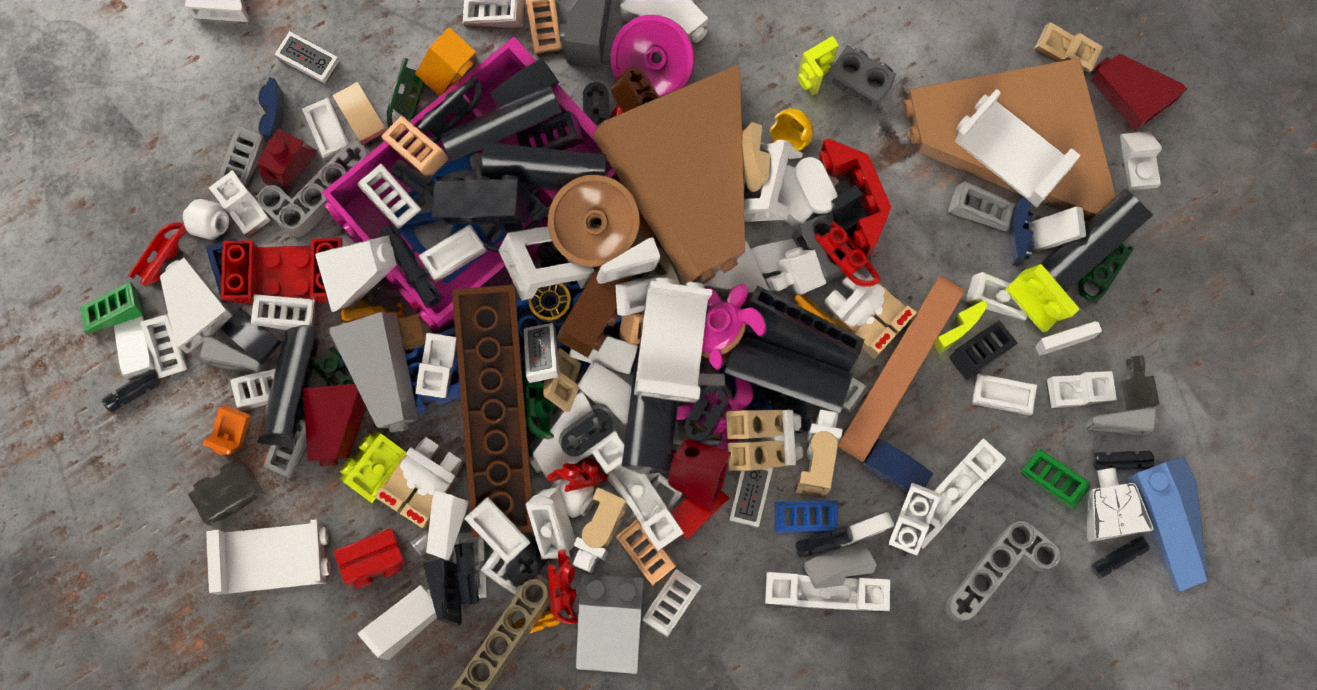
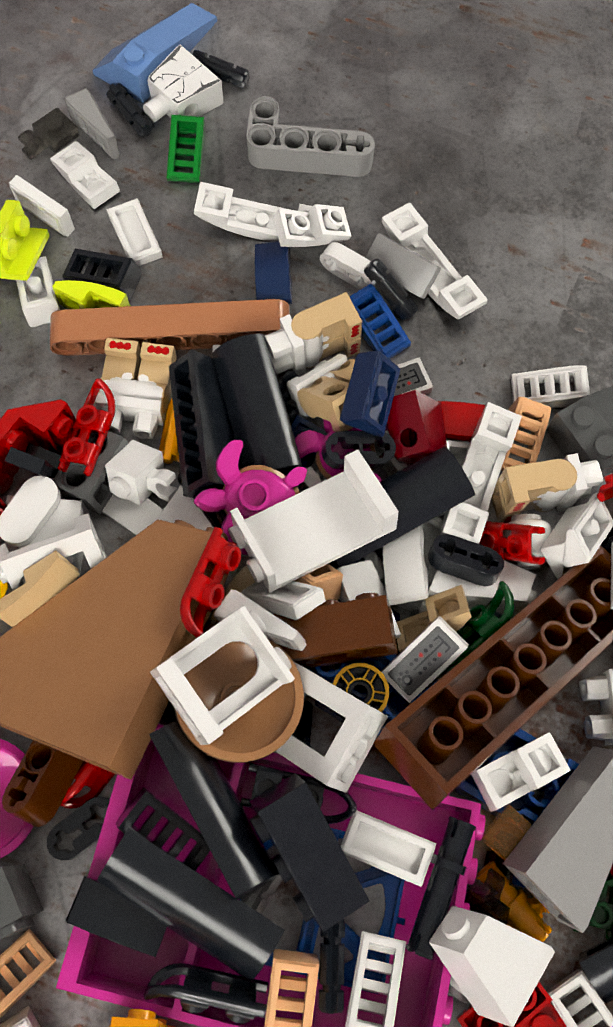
camera: 130 degrees left, 5 degrees down
(586, 186) = (270, 674): none -> white panel
(665, 241) = (207, 590): none -> red piece
(736, 442) = (370, 393): none -> dark blue slope

